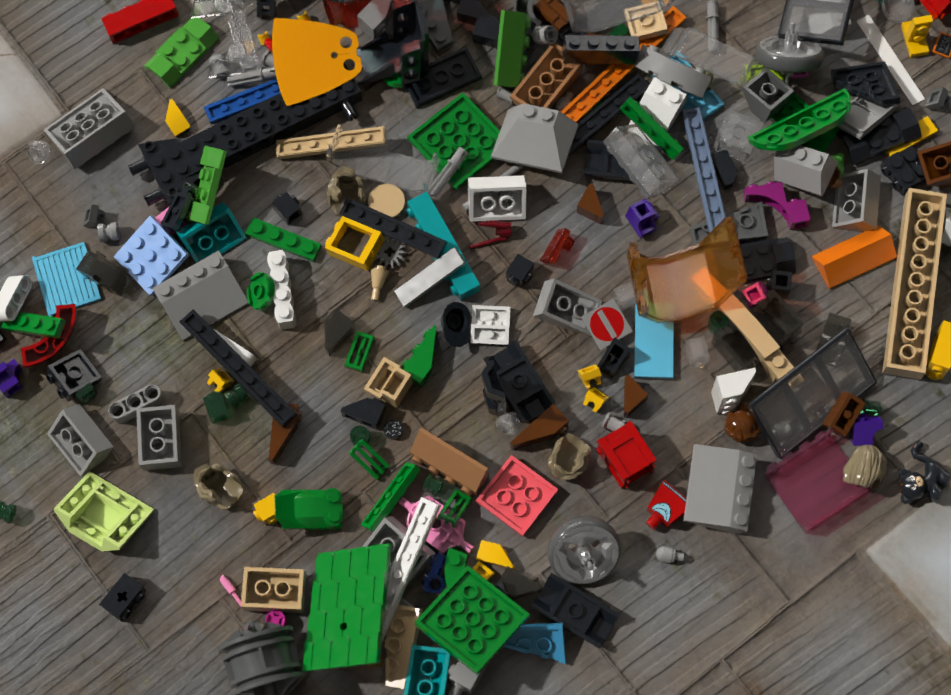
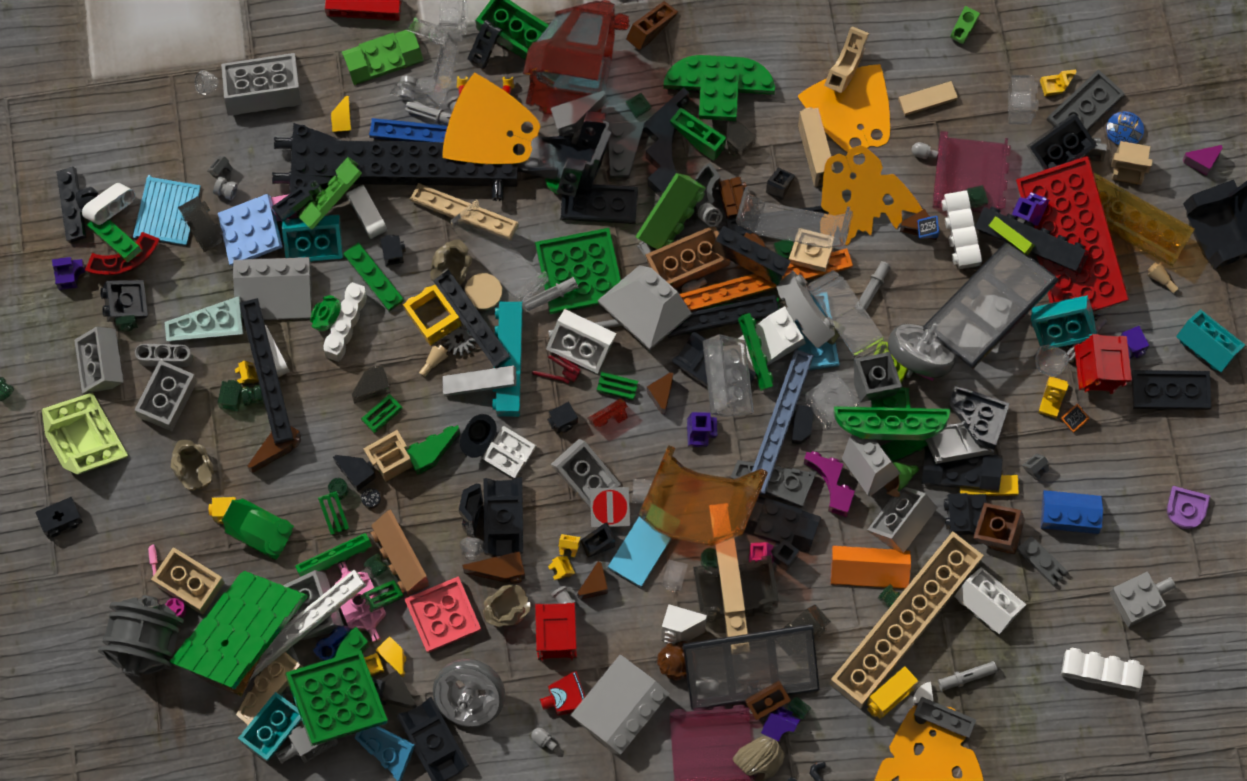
camera: 25 degrees right, 0 degrees up
(162, 352) = (211, 321): none -> light aqua wing
(245, 187) = (366, 211): none -> white beam
(566, 222) = (634, 383): none -> green tile
(887, 271) = (889, 595): none -> clear green wheel
(892, 61) = (1018, 405): white sticker -> none

